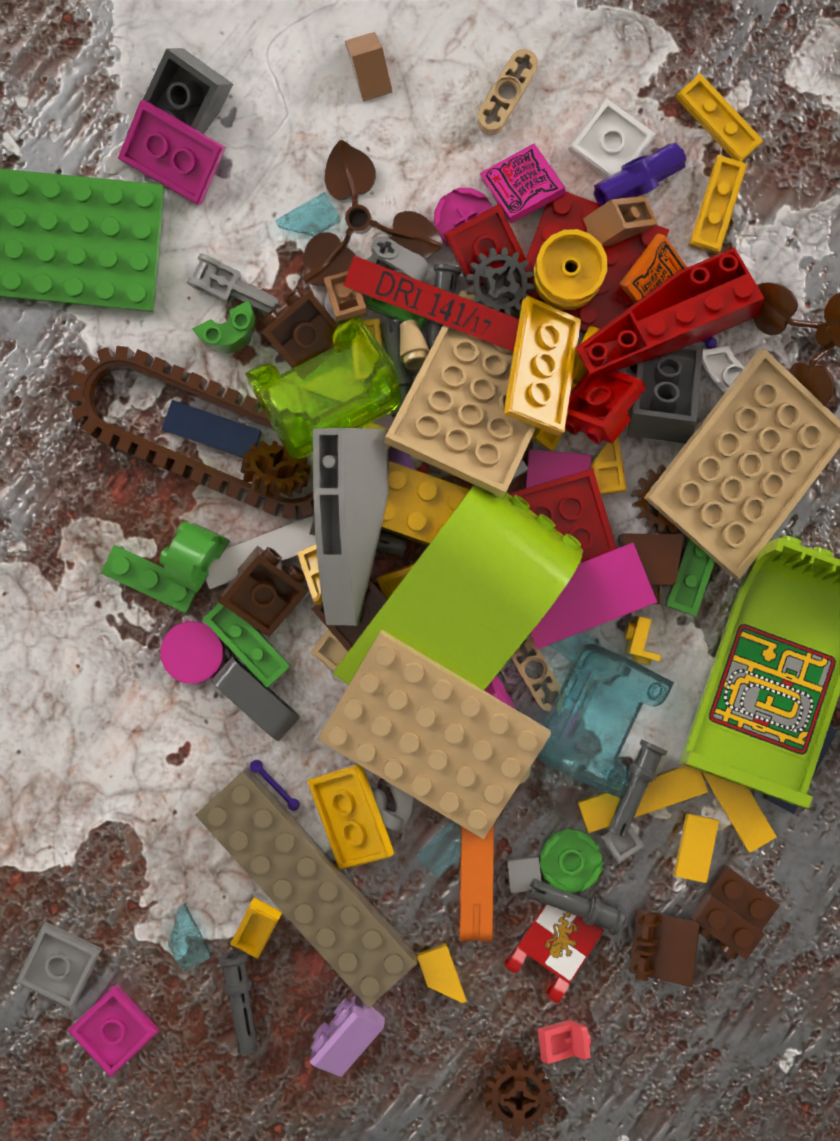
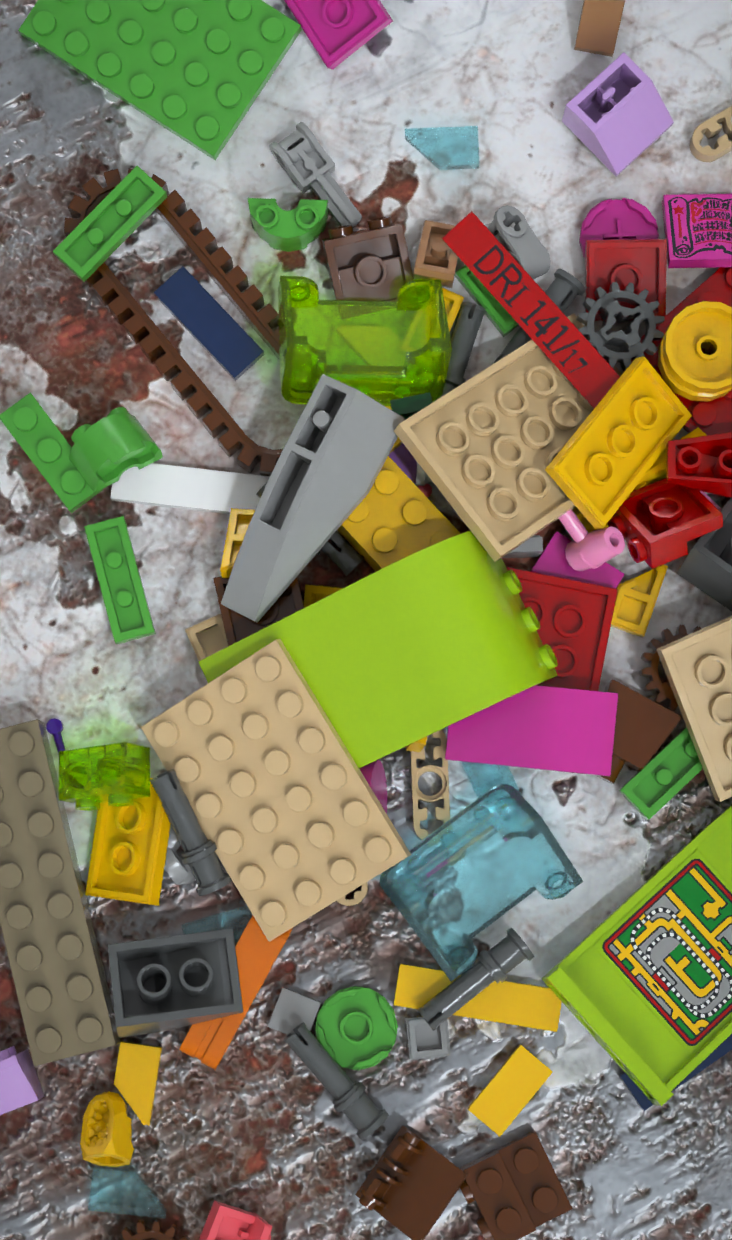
camera: 25 degrees right, 5 degrees down
(105, 397) = (110, 223): none -> bright green plate
(192, 652) = (52, 559): dark pink tile -> none
(255, 699) = (95, 648): dark grey beam -> none
(264, 590) = (172, 531): reddish brown plate -> none
(274, 470) = (256, 402): reddish brown gear -> none
(308, 784) = (104, 774): none -> clear neon green brick
(346, 175) = (513, 121): reddish brown plant -> none
(385, 418) = (410, 405): none -> dark green plate
(401, 803) = (197, 849): none -> dark grey pin
(412, 345) = (485, 344): tan cone -> none
(419, 131) = (618, 114): none -> lavender slope
(433, 899) = (174, 981): none -> dark grey slope
(440, 1021) = (107, 1131): none -> yellow rock
(473, 1055) = (123, 1193): none -> clear light blue tile
(559, 944) = (291, 1115): flag -> none
(561, 449) = (590, 548): none -> bright pink piece
(636, 634) = (568, 804): yellow bracket -> none
(741, 812) = (584, 1076): yellow tile -> none

